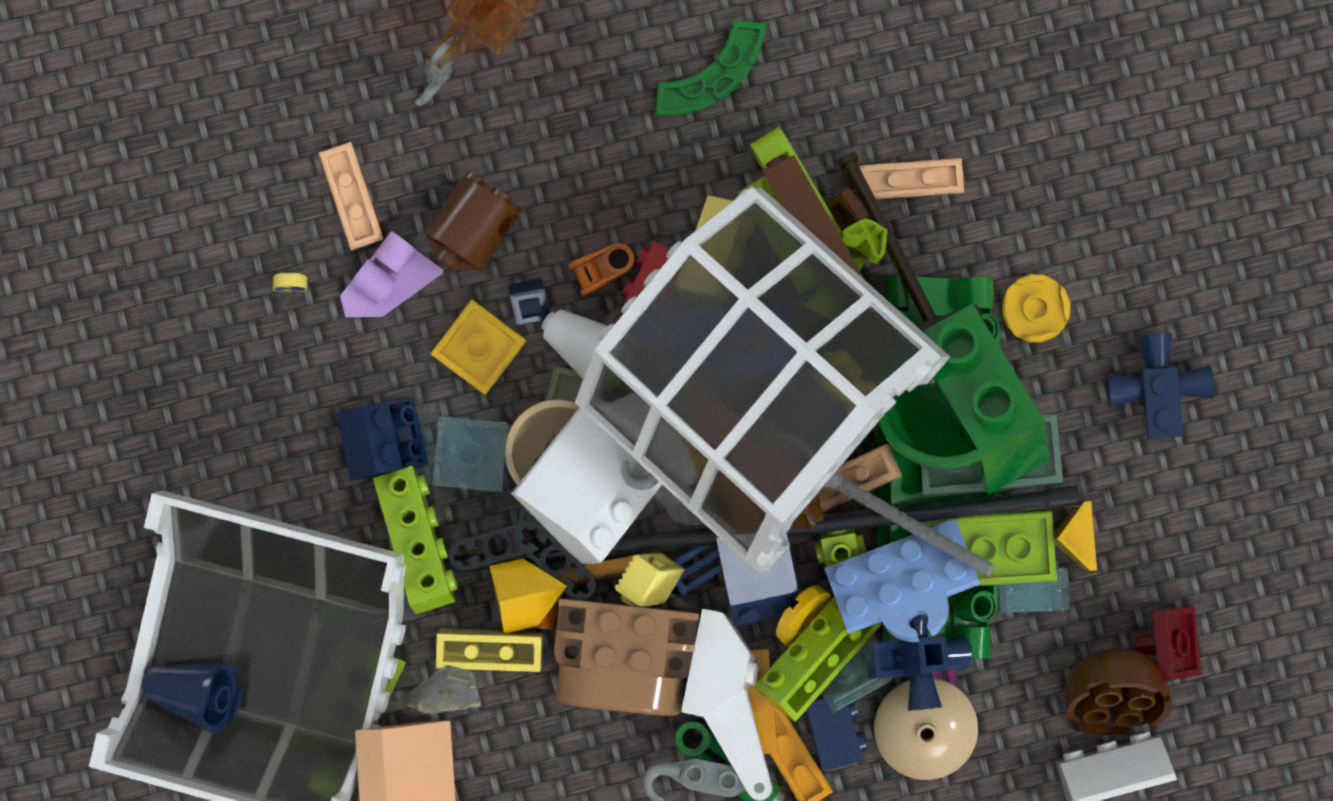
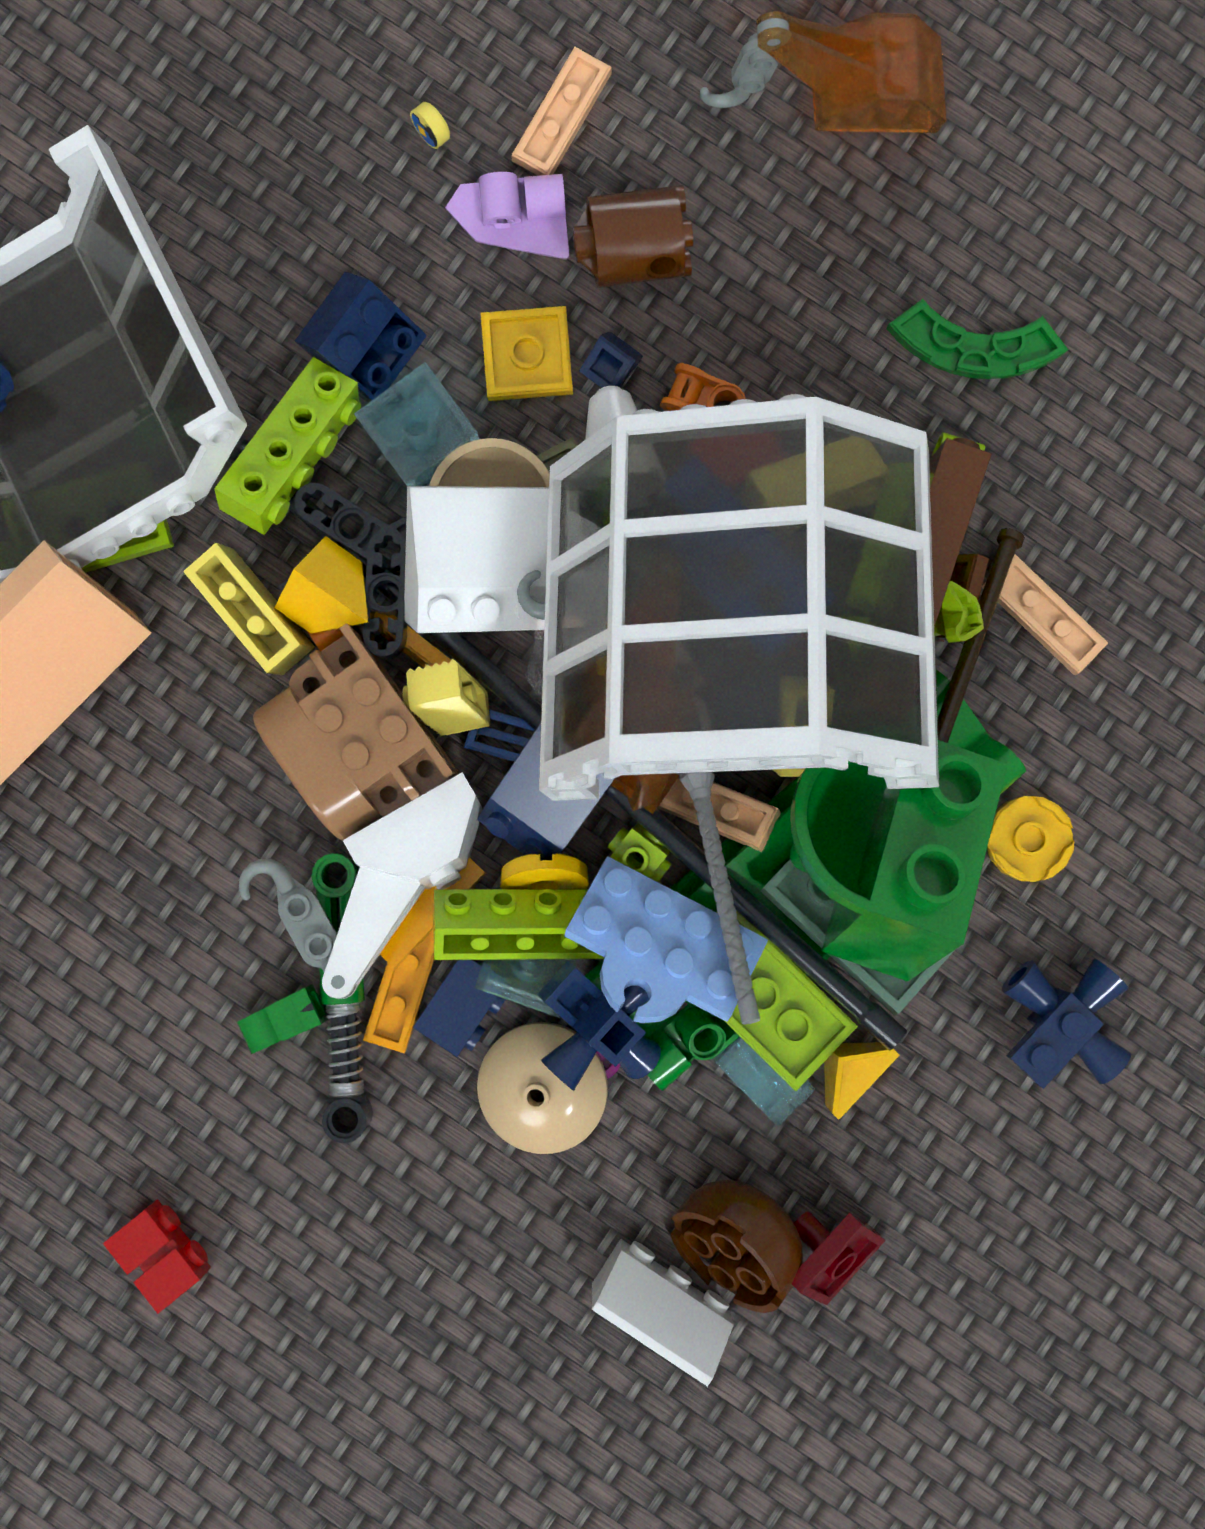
camera: 45 degrees right, 0 degrees up
(445, 691) = (174, 603): clear plate -> none

